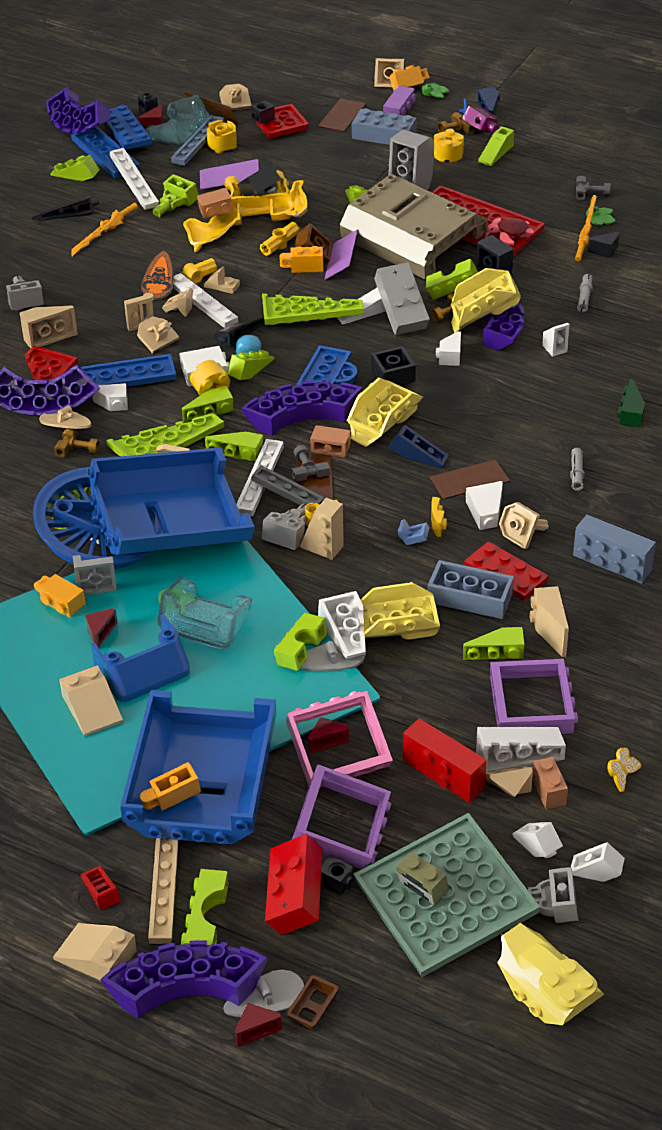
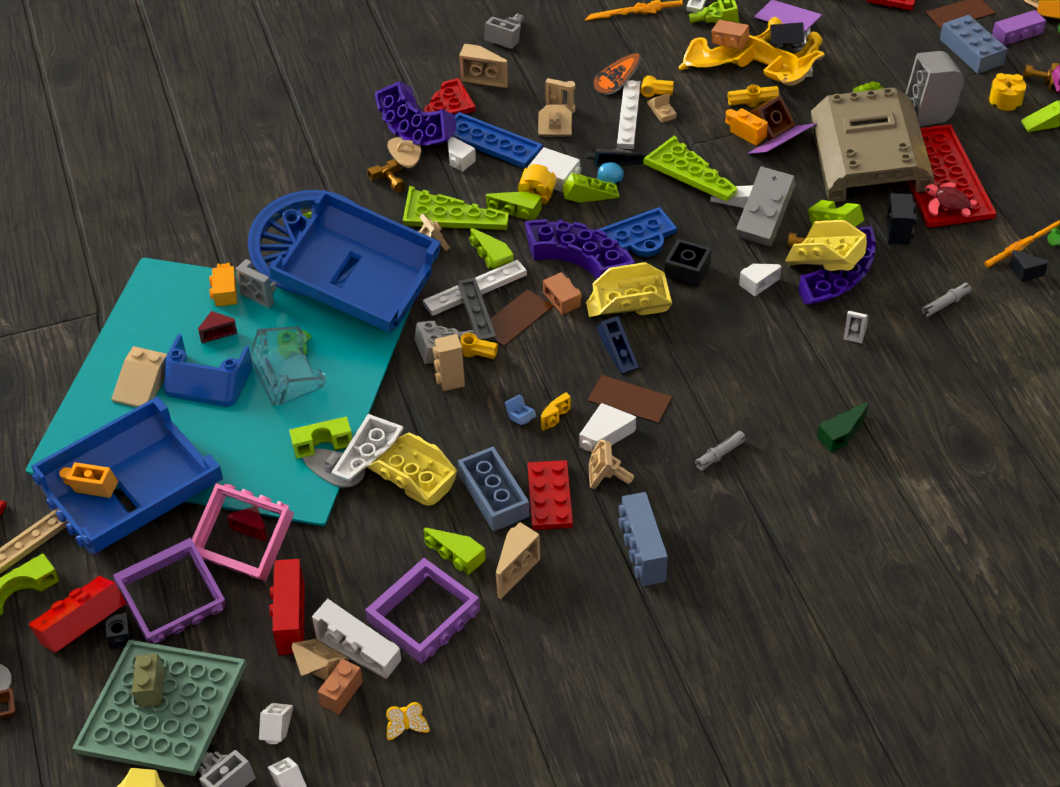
camera: 45 degrees right, 5 degrees up
(181, 301) = (605, 106): tan slope -> none
(308, 467) = (517, 303): dark grey bar -> none

